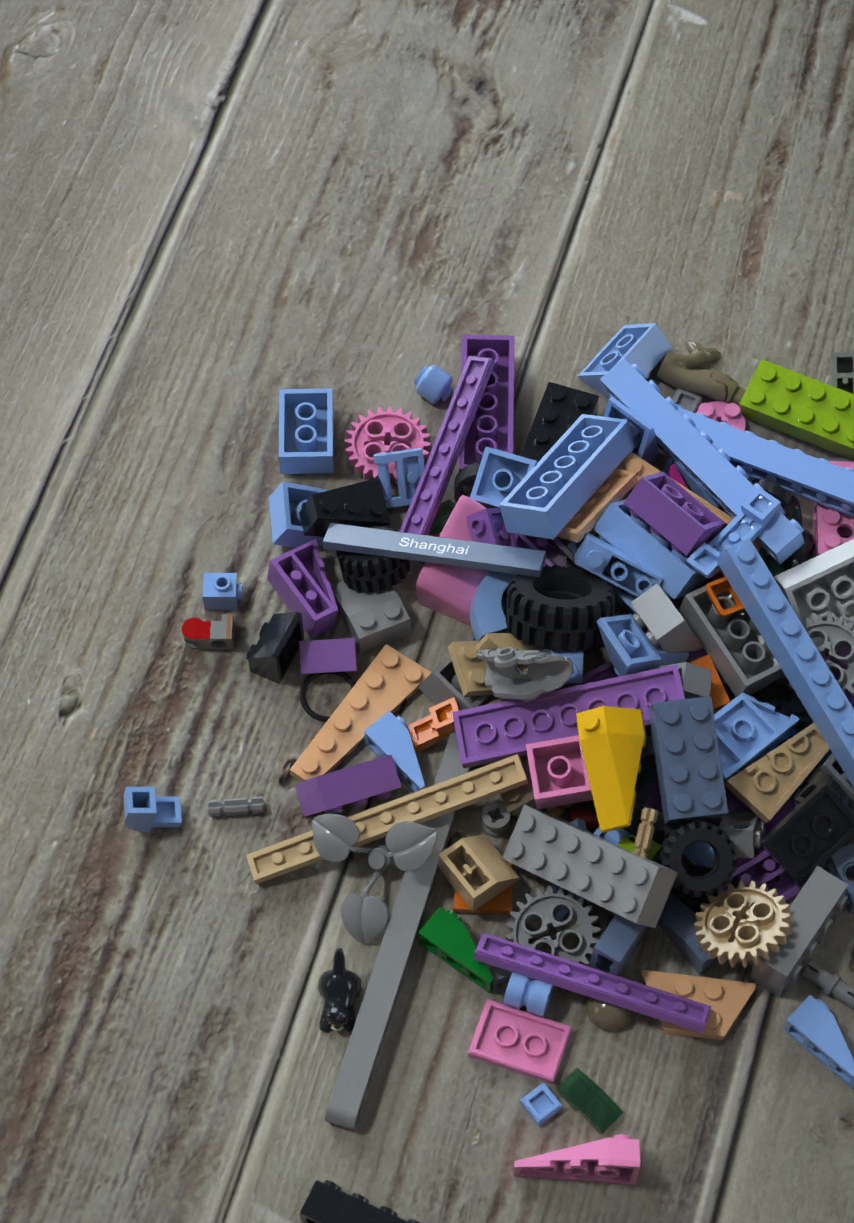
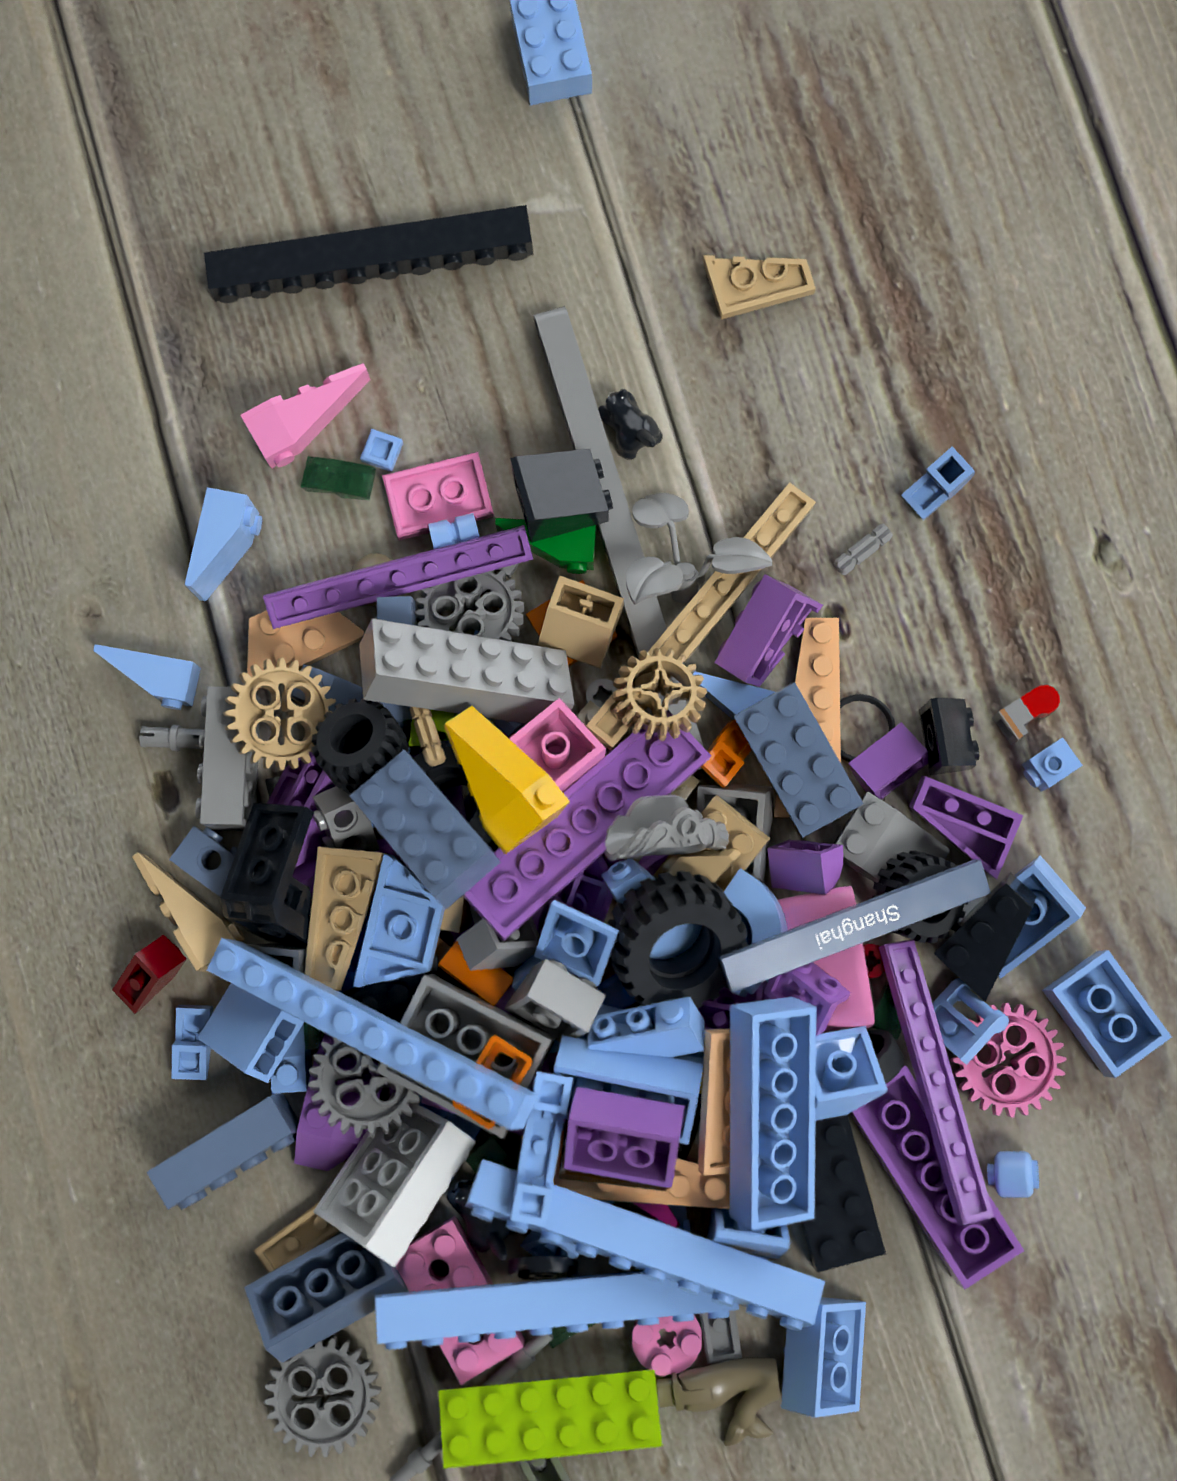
camera: 150 degrees right, 20 degrees up
(166, 1045) = (755, 284): none -> tan wing
(393, 683) = (798, 759): none -> sand blue brick
(432, 957) = (560, 492): none -> slope
(434, 622) = (805, 865): none -> medium lavender brick
(468, 746) = (686, 689): none -> tan gear
(707, 1098) = (221, 539): none -> light blue slope

